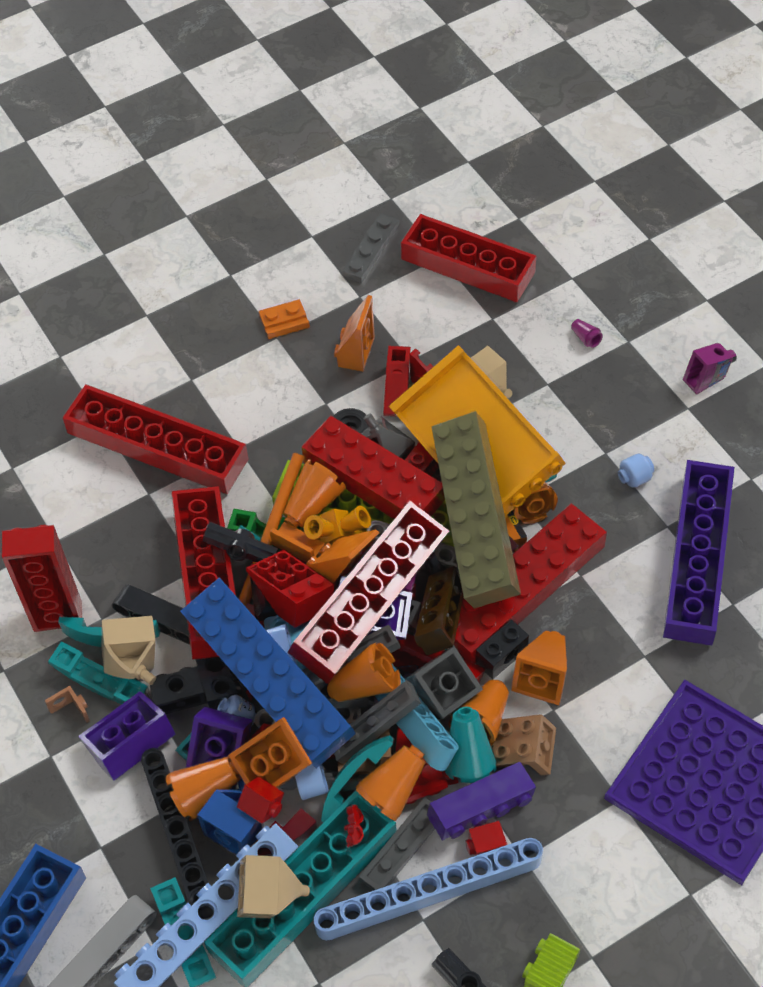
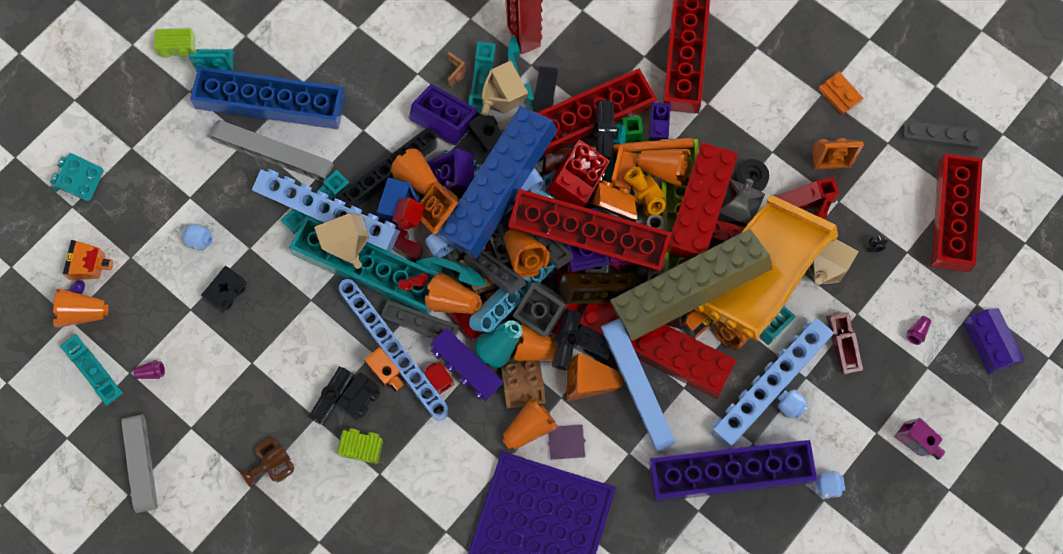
camera: 70 degrees right, 15 degrees up
(248, 497) = (659, 121): none -> dark purple slope
(454, 905) = (377, 363): none -> orange torso
(476, 338) = (877, 244): none -> black plate
(480, 950) = (358, 396): none -> black brick
(494, 670) = (566, 340): none -> black piece
(569, 611) = (638, 384): none -> light blue beam
(577, 402) = (845, 342): none -> dark red slope
(583, 749) = (529, 425): none -> orange cone
(612, 719) = (567, 442): none -> clear purple piece
(616, 488) = (820, 334): none -> light blue brick
(619, 276) = (993, 340): none -> dark purple slope
(742, 460) = (830, 484): none -> light blue head

